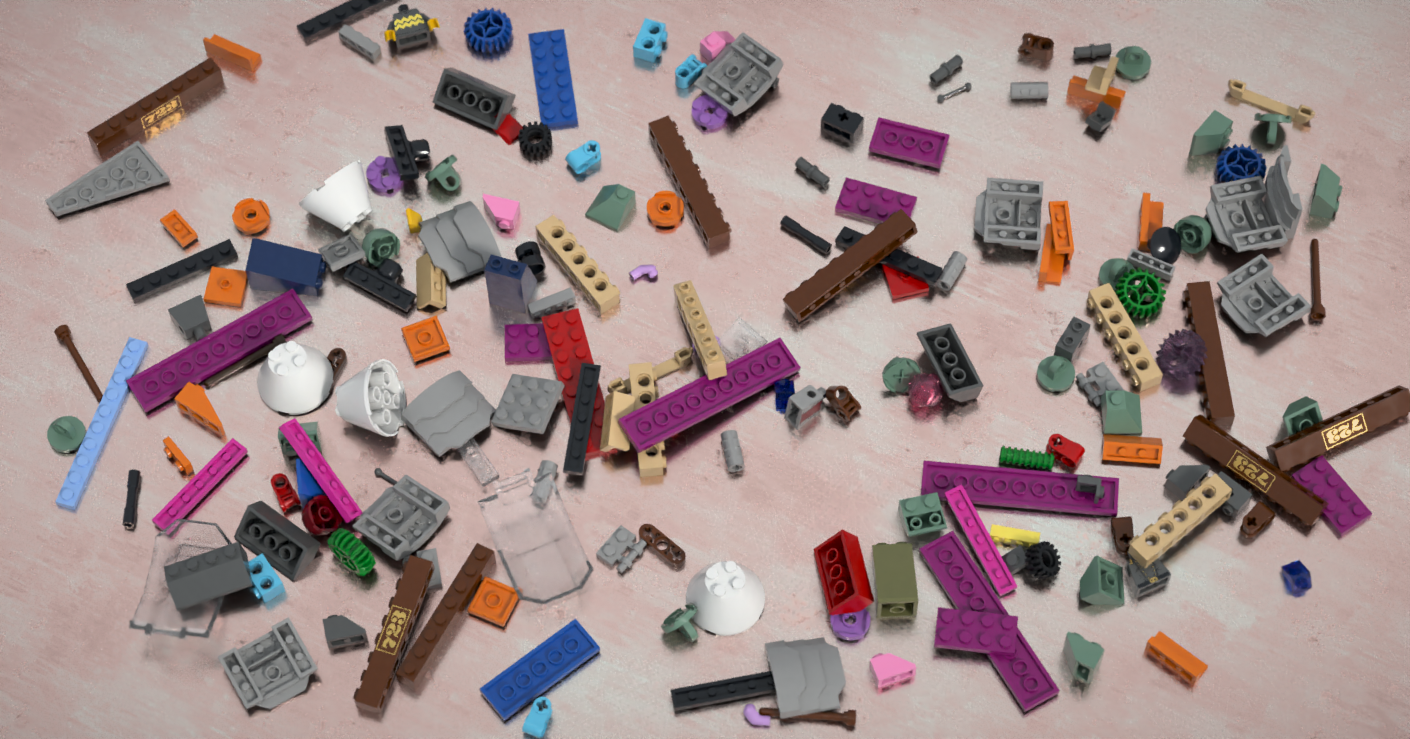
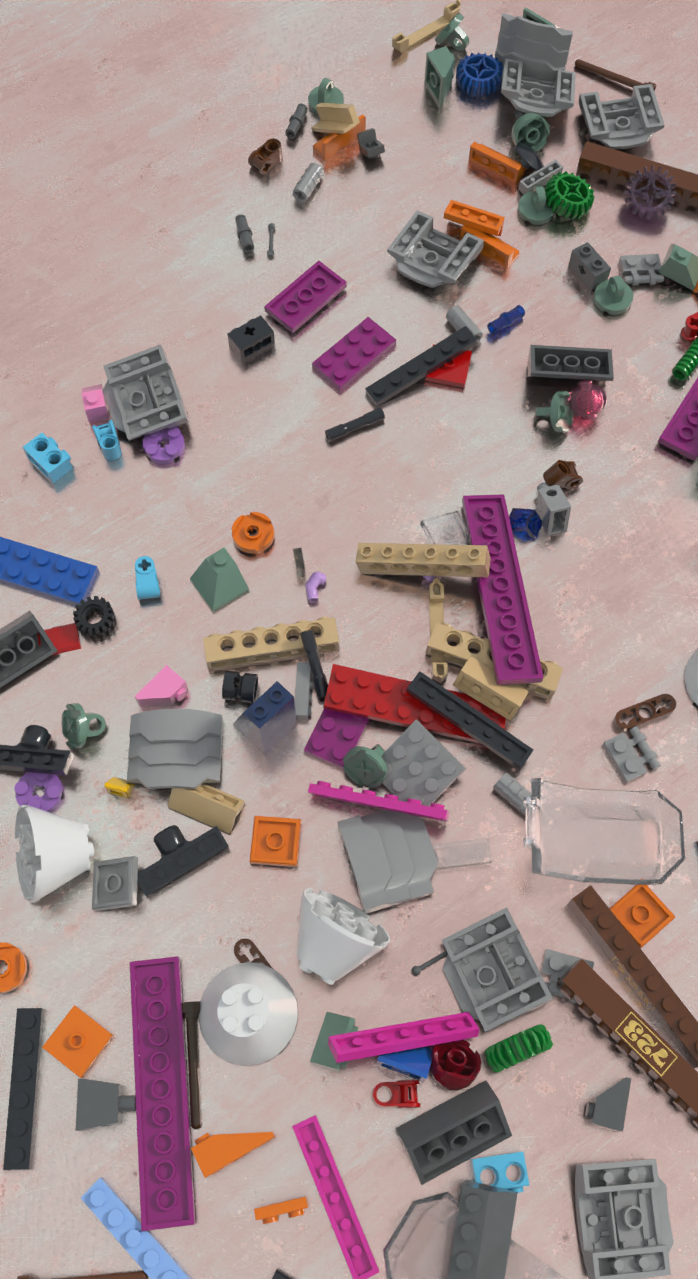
camera: 65 degrees left, 5 degrees up
(284, 268) = (100, 959): dark blue slope -> none
(380, 245) = (132, 837): sand green cylinder -> none
(488, 393) = (388, 802): none -> dark pink plate
(510, 366) = (366, 765): none -> sand green tile
(582, 288) = (311, 650): none -> black piece
(656, 250) = (299, 562): none -> clear smoke tile
(689, 182) = (234, 496): reddish brown brick -> none
(732, 451) = (568, 597): light grey axle -> none
(812, 171) = (288, 387): dark grey pin -> none
(850, 265) = (420, 398): reddish brown brick -> none
(977, 300) = (506, 319): none -> clear blue pin
(1106, 296) = (605, 228): tan brick -> none

